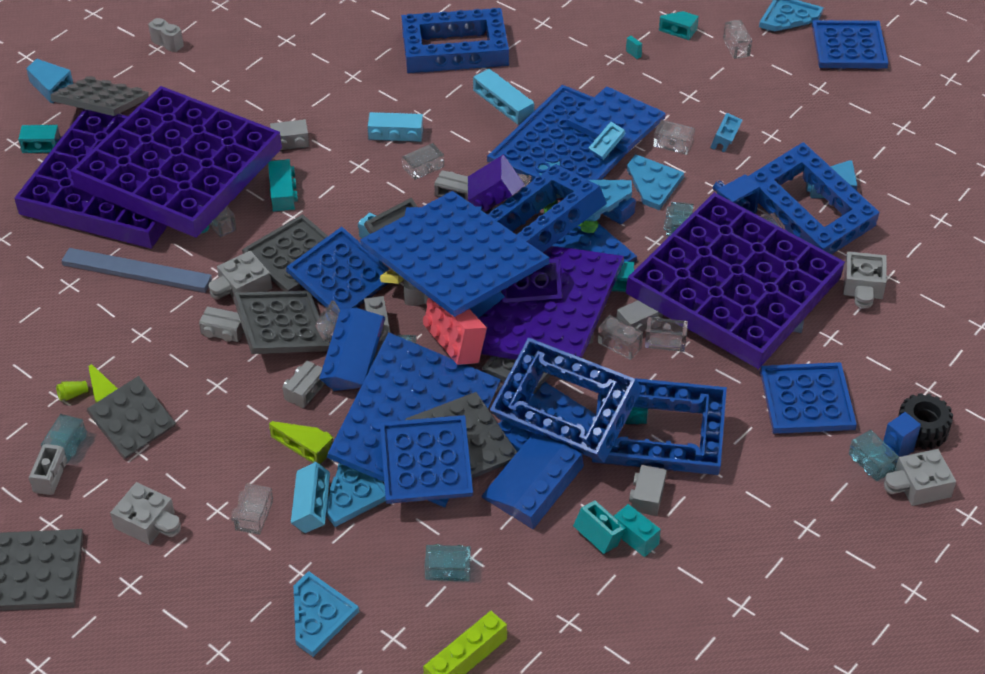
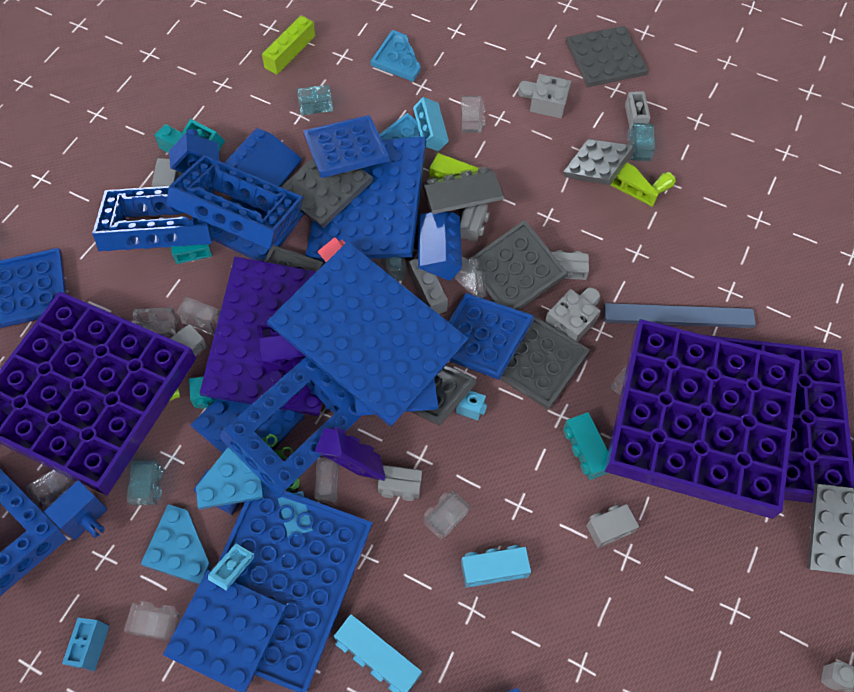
camera: 165 degrees right, 15 degrees up
(307, 391) = (462, 190): none -> dark grey slope
(611, 486) = (190, 150): none -> blue brick

